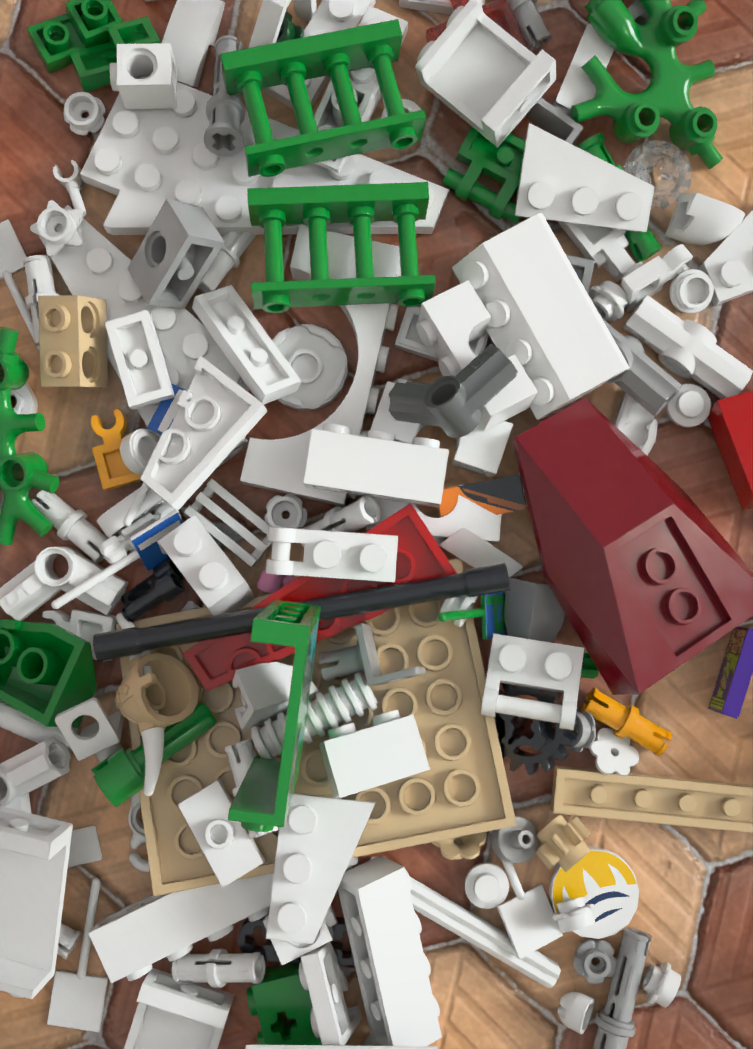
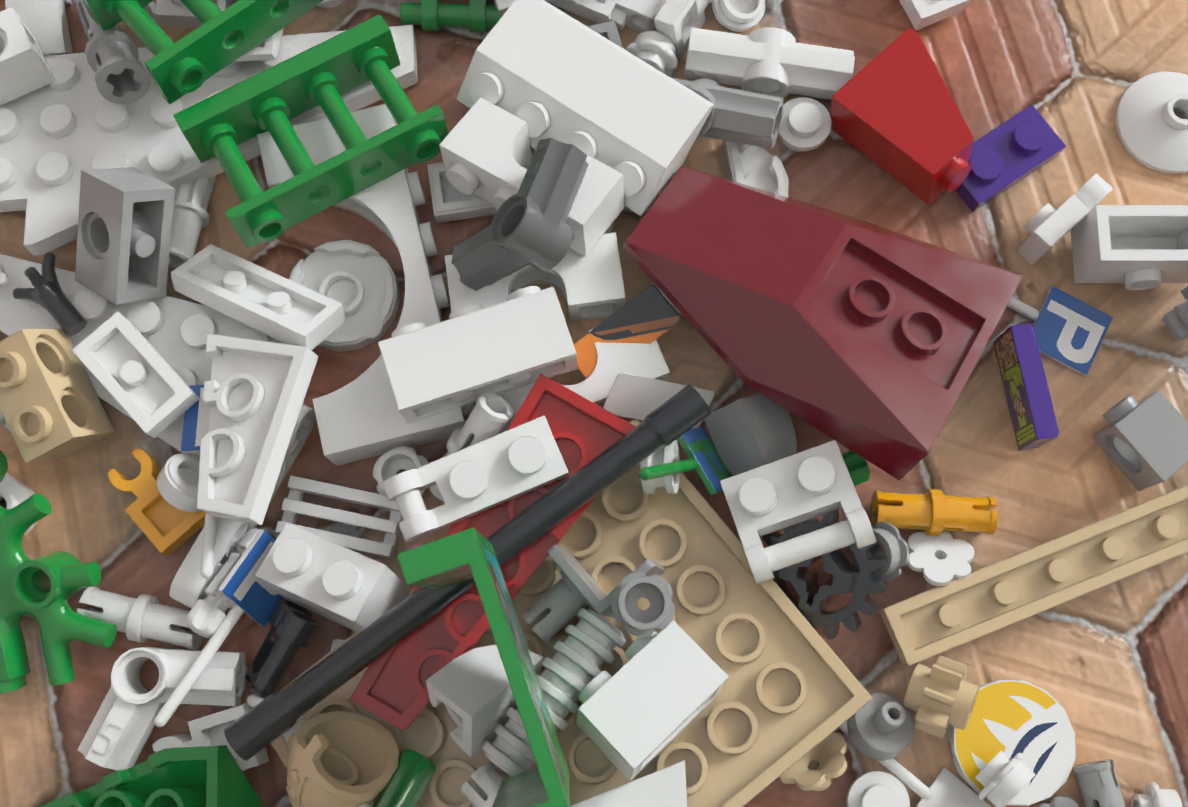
camera: 25 degrees left, 10 degrees down
(106, 272) = (51, 296): none -> black bar
(399, 707) = (638, 621): none -> light grey plate

